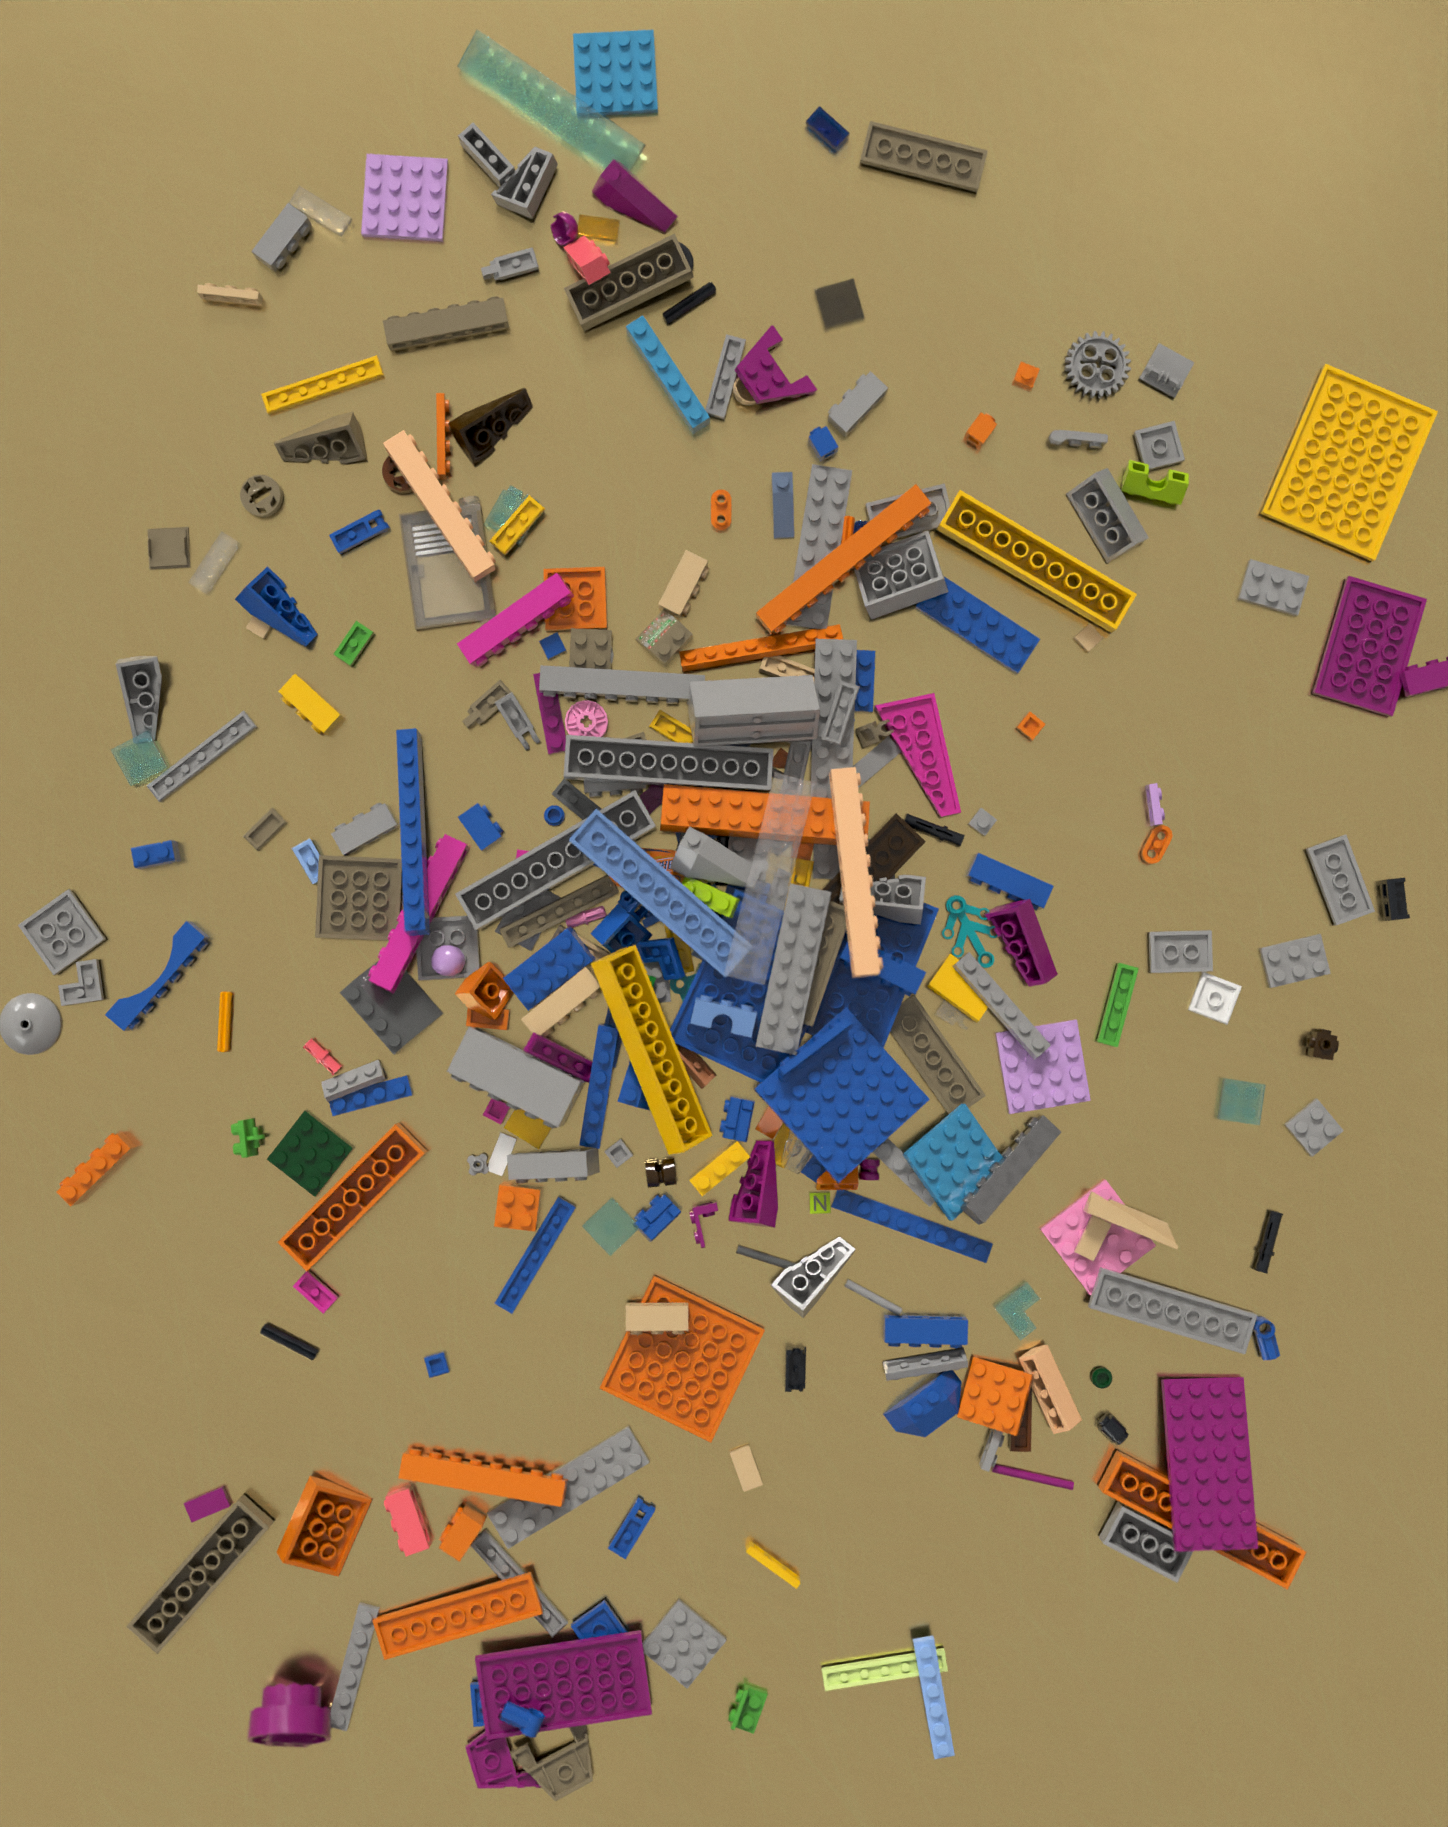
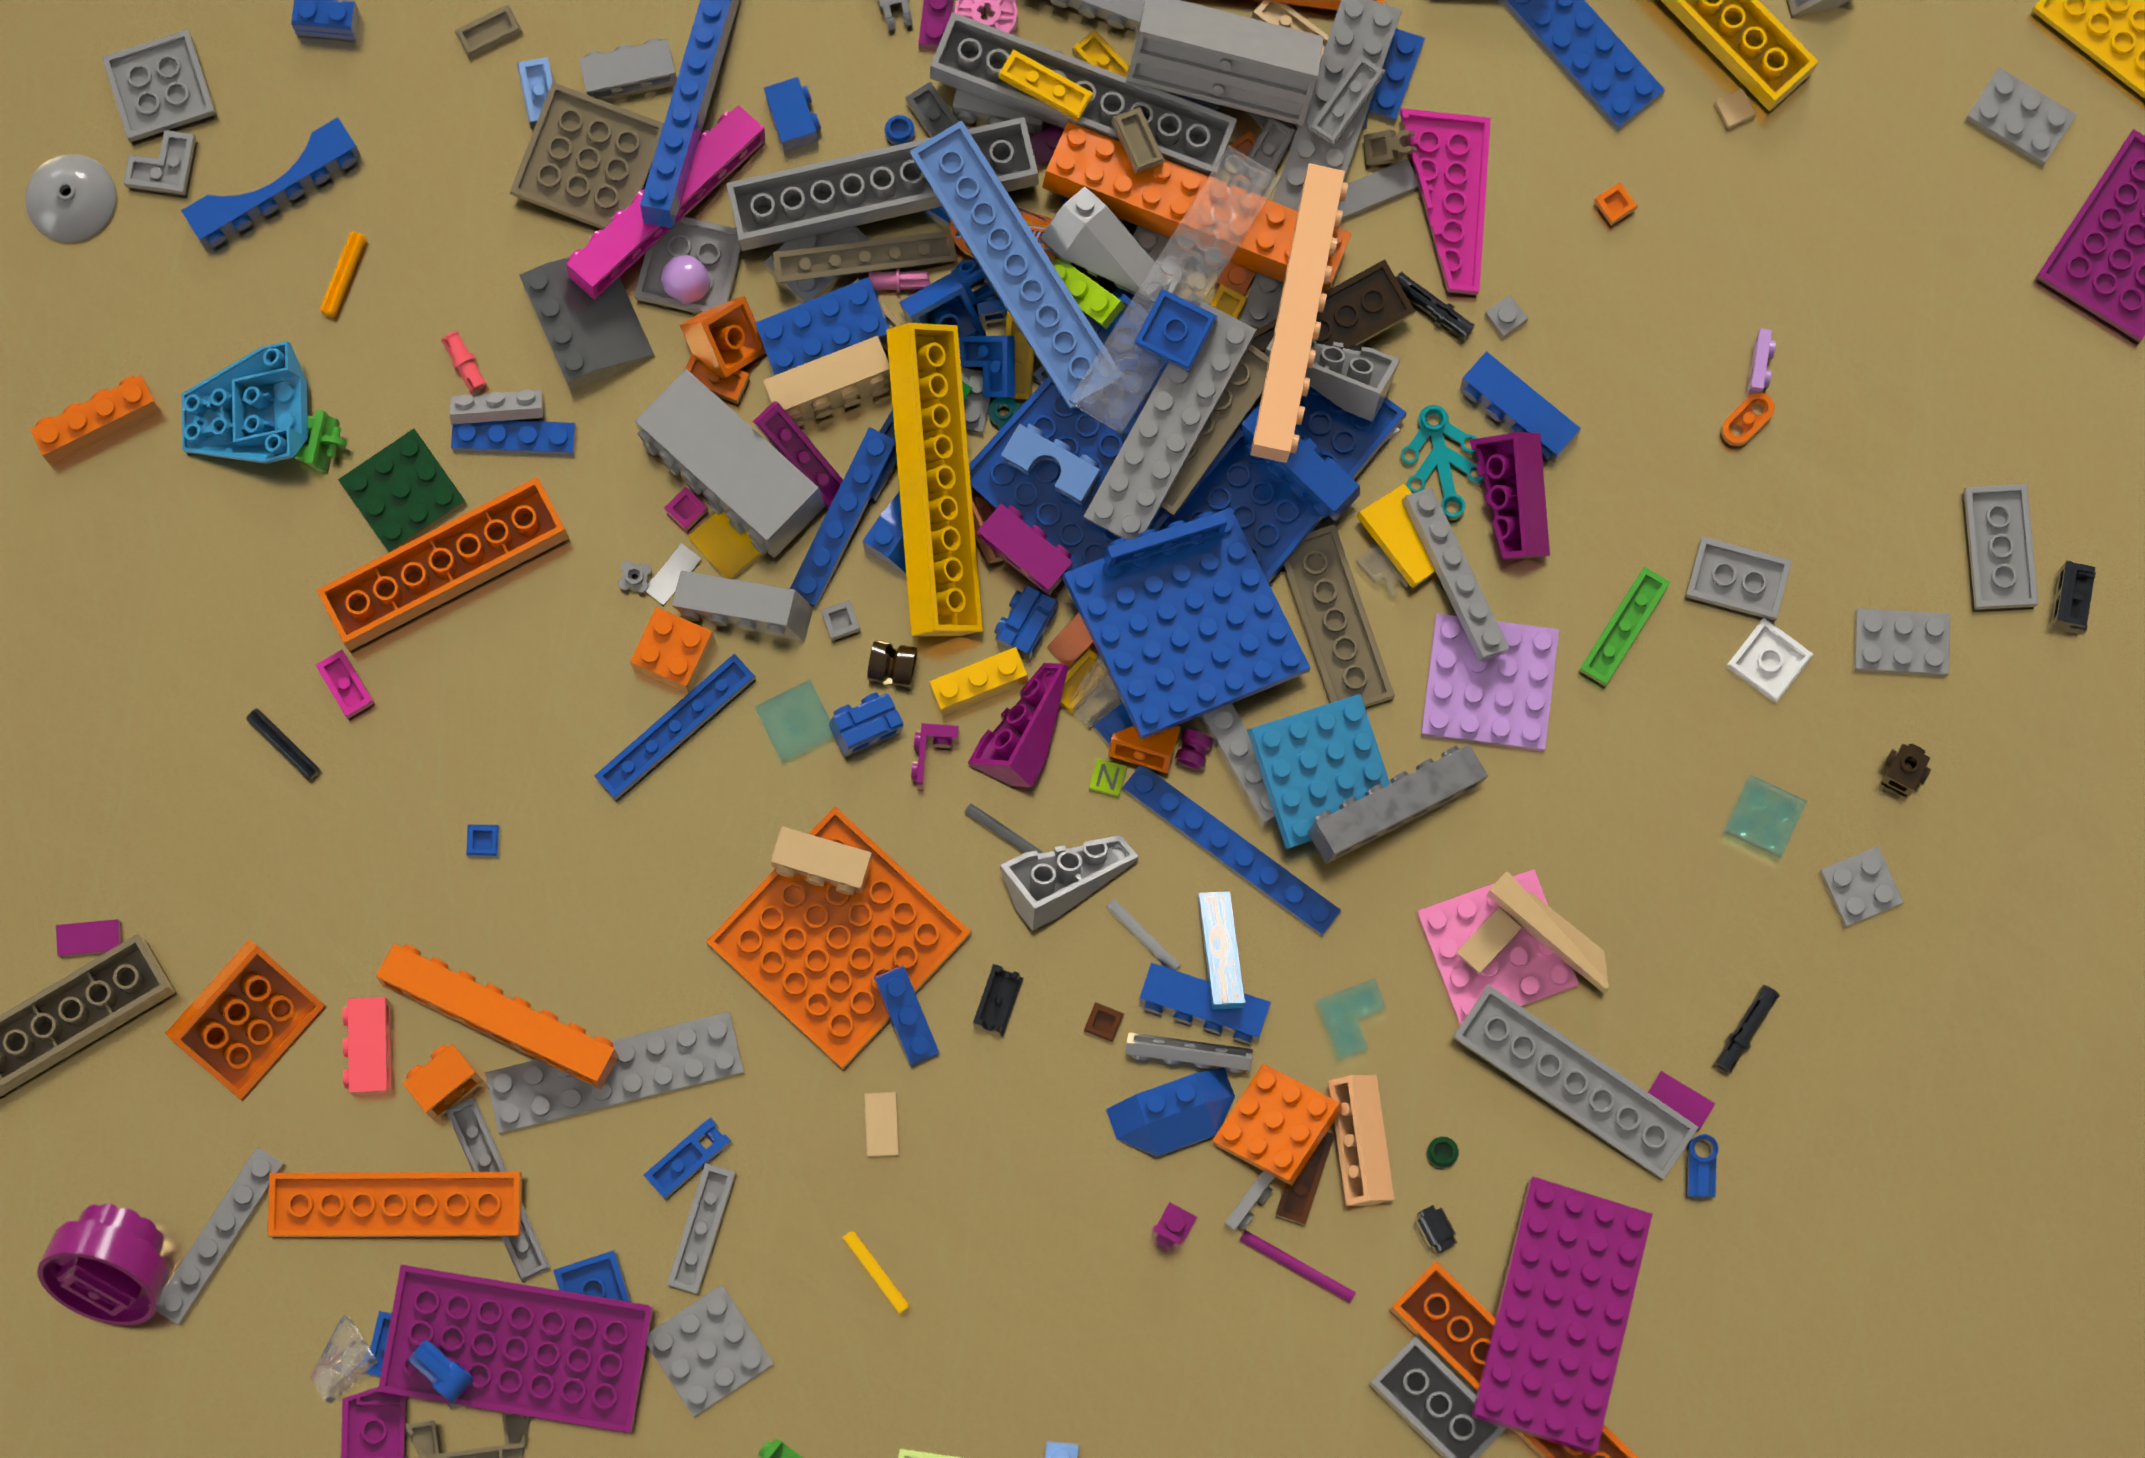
camera: 25 degrees right, 10 degrees down
(194, 1133) = (249, 409): none -> dark azure wedge
(457, 1722) = (342, 1361): none -> clear wing
(642, 766) = (1045, 85): none -> yellow tile
(654, 1570) = (701, 1228): none -> light grey plate
(714, 785) = (1137, 140): none -> dark tan tile
(724, 1075) = (1025, 548): none -> magenta brick
(740, 1397) = (906, 1015): none -> blue plate
(779, 910) = (1175, 330): none -> blue tile
(865, 1360) = (1103, 1023): none -> reddish brown tile
(926, 1295) = (1221, 950): none -> tile
(948, 1480) = (1173, 1228): none -> magenta bracket
(1240, 1298) = (1681, 1099): none -> magenta tile

